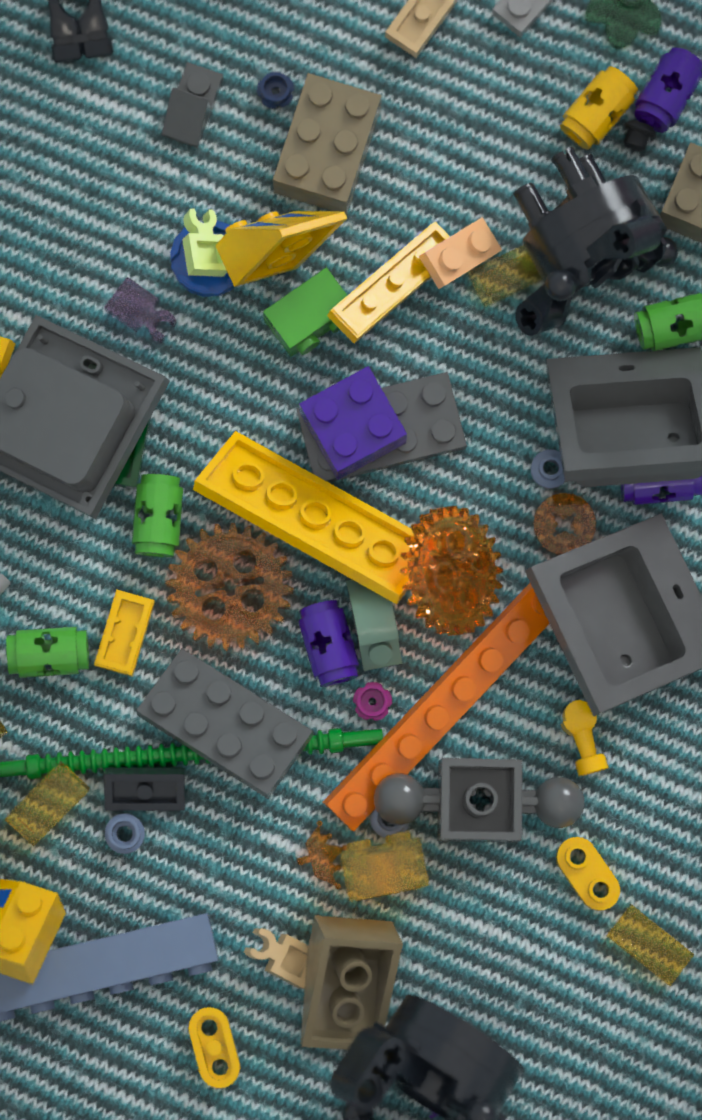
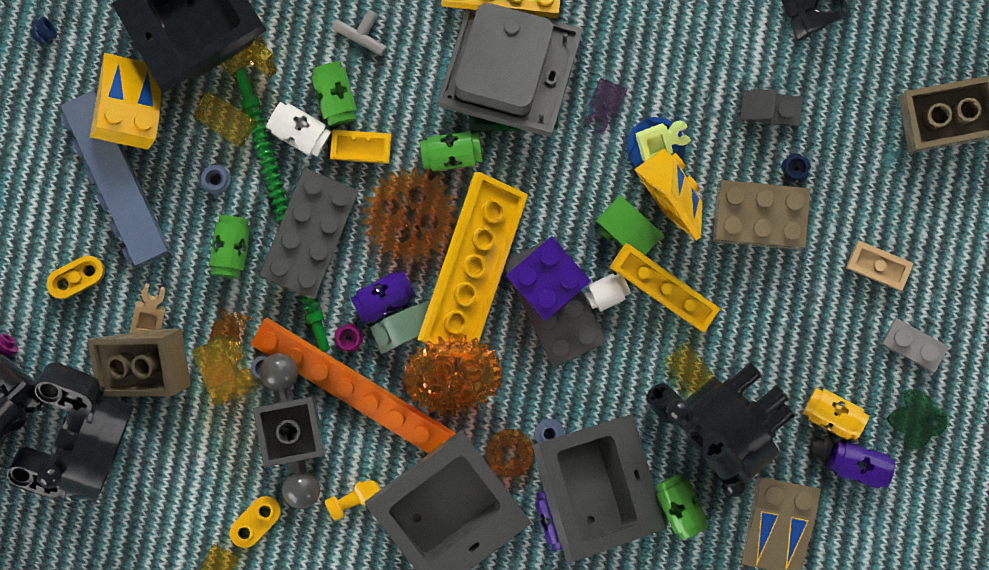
camera: 80 degrees right, 5 degrees up
(75, 725) = (286, 121): none -> white piece
(144, 789) = (249, 186): black plate -> none
(201, 827) = (231, 232): none -> bright green piece
(384, 355) = (607, 292): none -> white brick
(460, 253) = (698, 332): light nougat plate -> none

